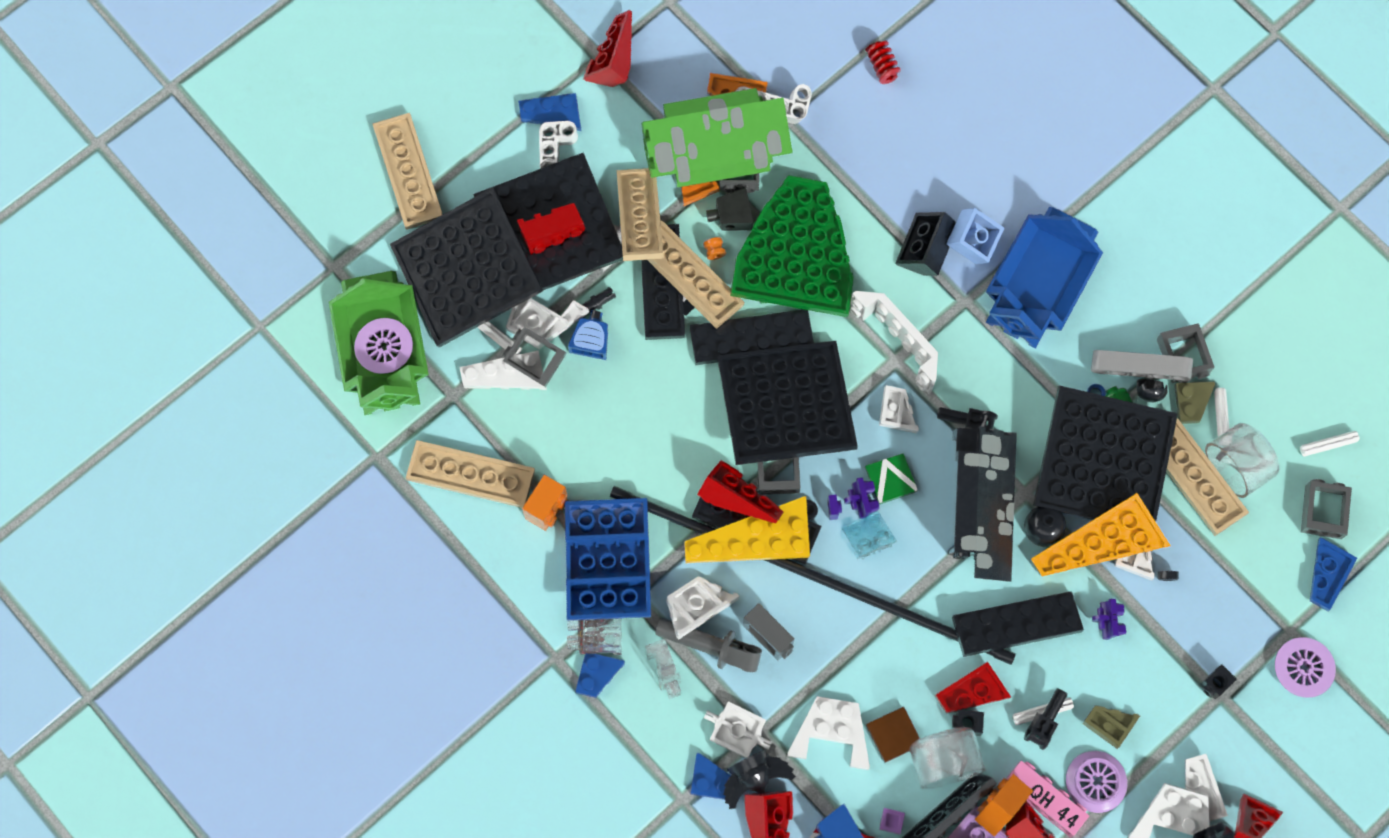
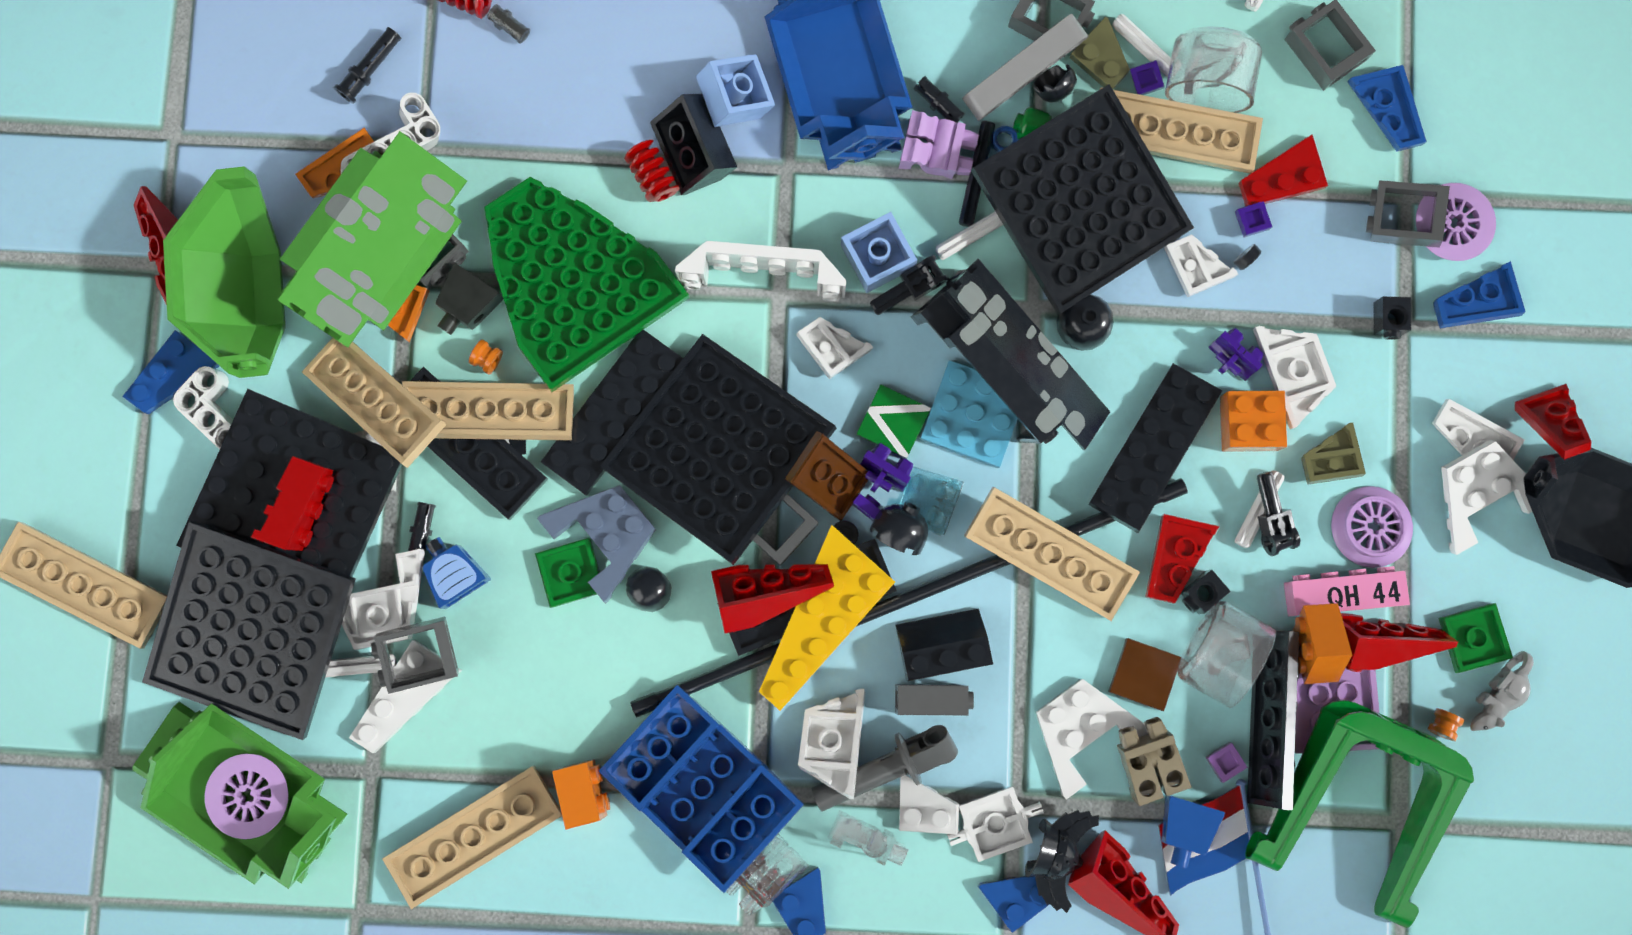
camera: 45 degrees left, 10 degrees up
(630, 88) = (227, 274): none -> bright green panel
(649, 394) = (567, 572): none -> green tile
(680, 440) = (648, 589): none -> black hair
(694, 391) = (613, 525): none -> sand blue wing
(709, 686) = (926, 810): none -> white wing
(802, 614) = (943, 644): none -> black slope
(824, 51) = (389, 39): none -> black pin
(828, 469) = (828, 476): none -> reddish brown tile
(841, 531) = (901, 527): none -> black cylinder
(853, 772) = (1152, 762): none -> dark tan hips
(890, 236) = (649, 173): none -> red piece
(891, 95) = (504, 20): none -> clear smoke pin
(906, 622) = (1051, 553): none -> tan plate
(931, 515) = (969, 417): none -> medium azure plate
(968, 385) = (878, 252): none -> light blue brick
(1024, 423) = (968, 236): none -> white axle
(1048, 405) = (973, 188): none -> black axle
(1055, 366) = (943, 146): none -> lavender hips
(1079, 341) = (938, 100): none -> black pin
(1084, 661) = (1253, 421): none -> orange brick
(1113, 535) = (1161, 271): light orange wing -> none
(1136, 659) = (1298, 368): none -> white wing
(1191, 560) = (1253, 219): none -> dark purple plate
(1205, 433) = (1147, 78): none -> dark purple plate
(1232, 555) = (1286, 176): none -> red wing
(1280, 723) = (1483, 300): none -> blue wing
(1292, 654) = (1431, 239): none -> dark grey window

